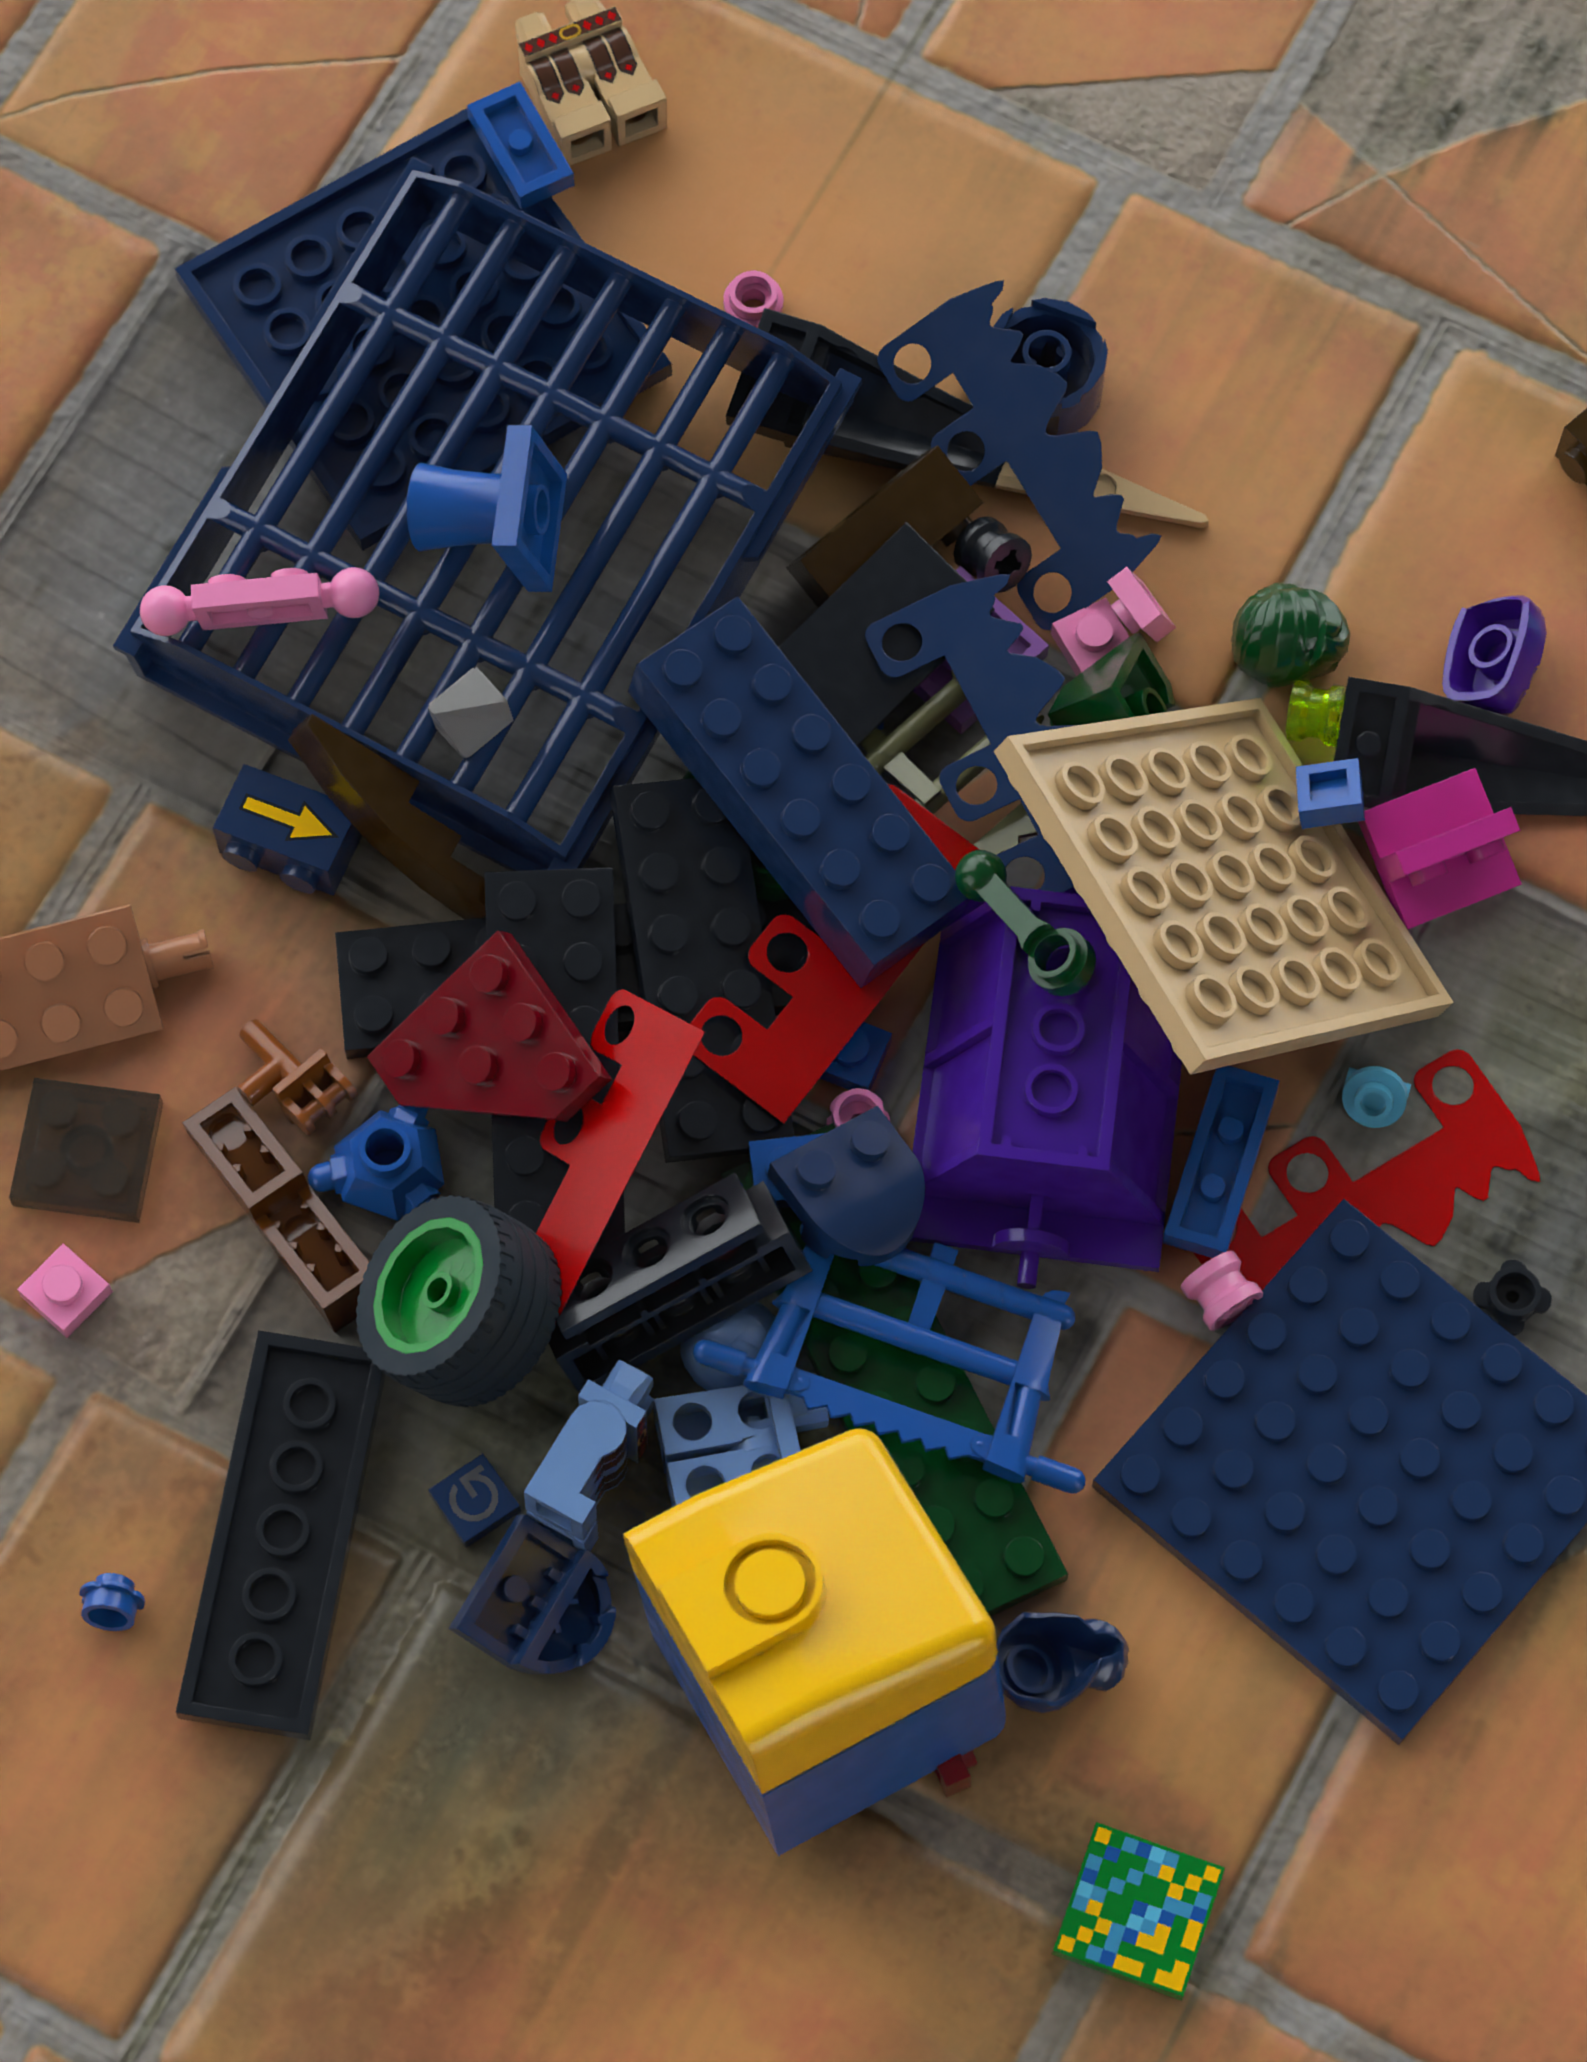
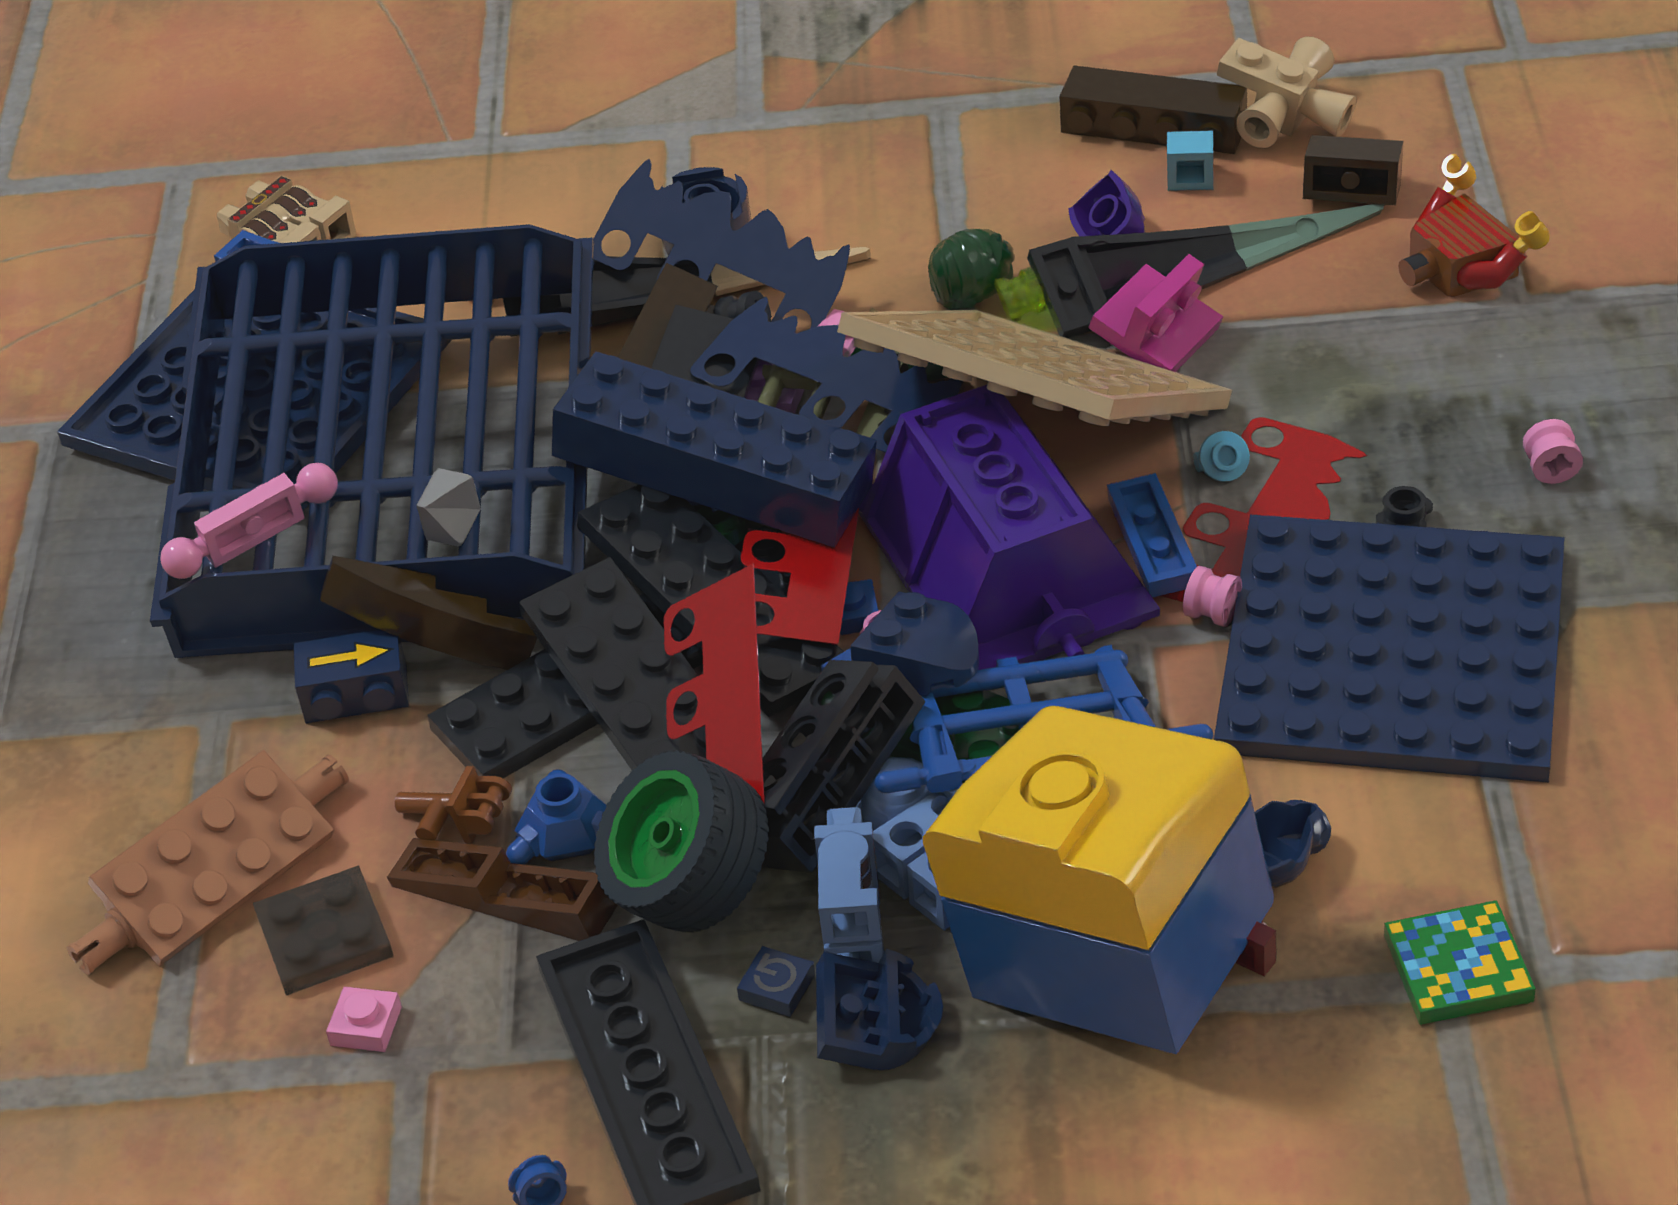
camera: 25 degrees left, 25 degrees down
(491, 1044) = (594, 693): dark red plate -> none
(510, 510) = (386, 384): blue plant -> none
(983, 878) = (879, 419): dark green piece -> none
(1138, 606) = (859, 294): bright pink plate -> none
(1330, 793) = (1065, 316): blue plate -> none

